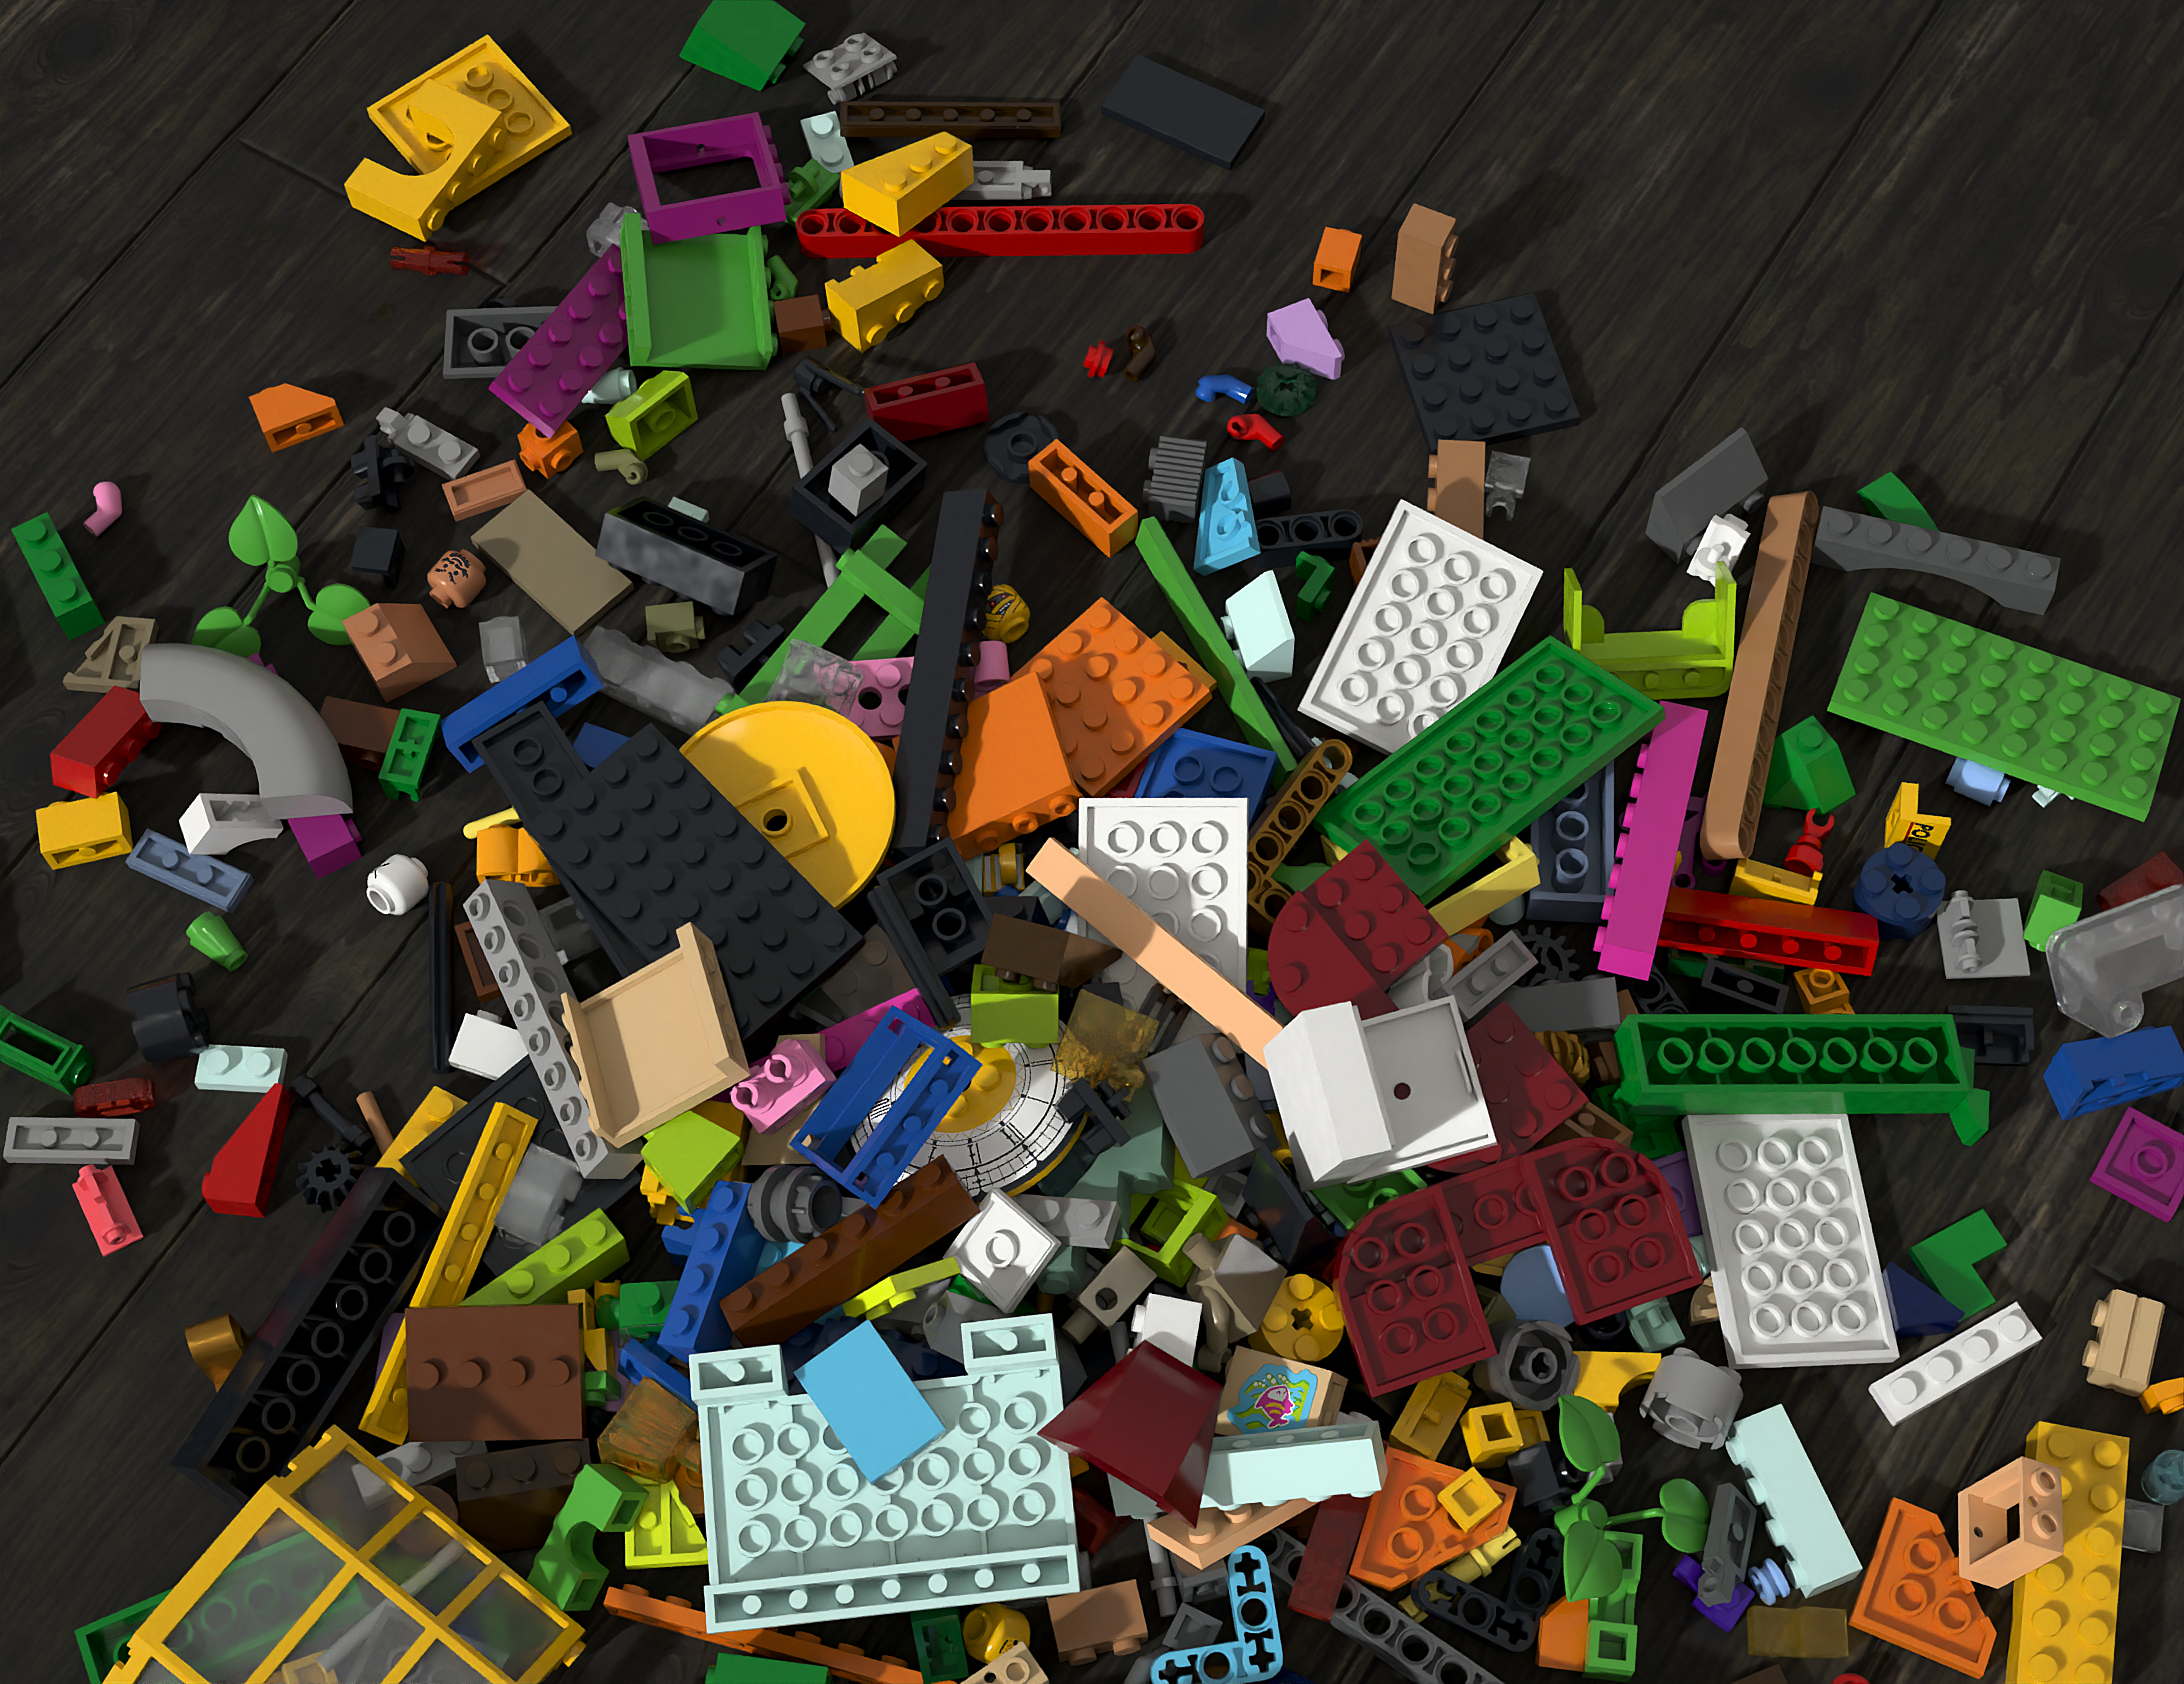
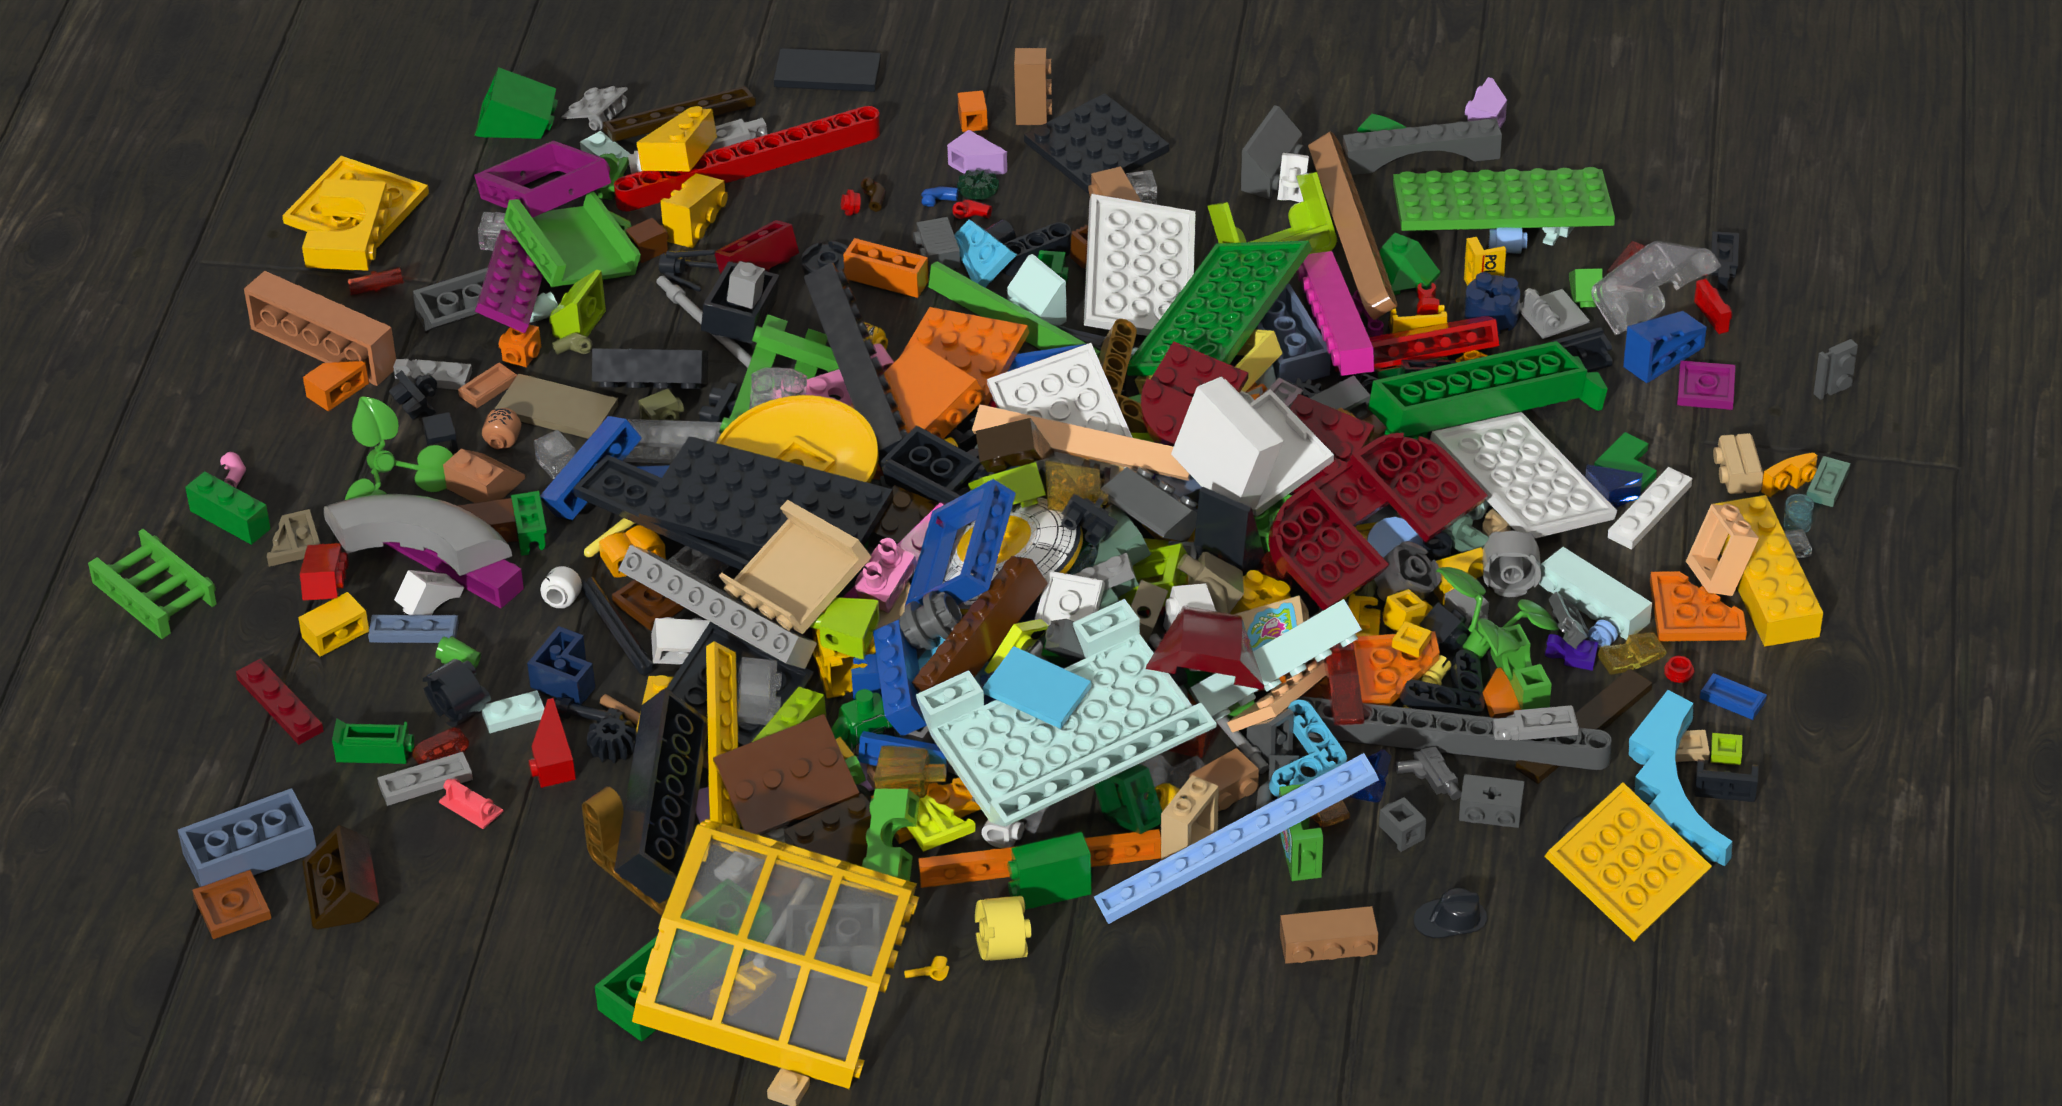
camera: 25 degrees left, 20 degrees down
(312, 320) = (319, 326): none -> nougat brick
(320, 1023) = (562, 667): none -> dark blue brick
(2065, 523) = (1487, 103): none -> lavender slope

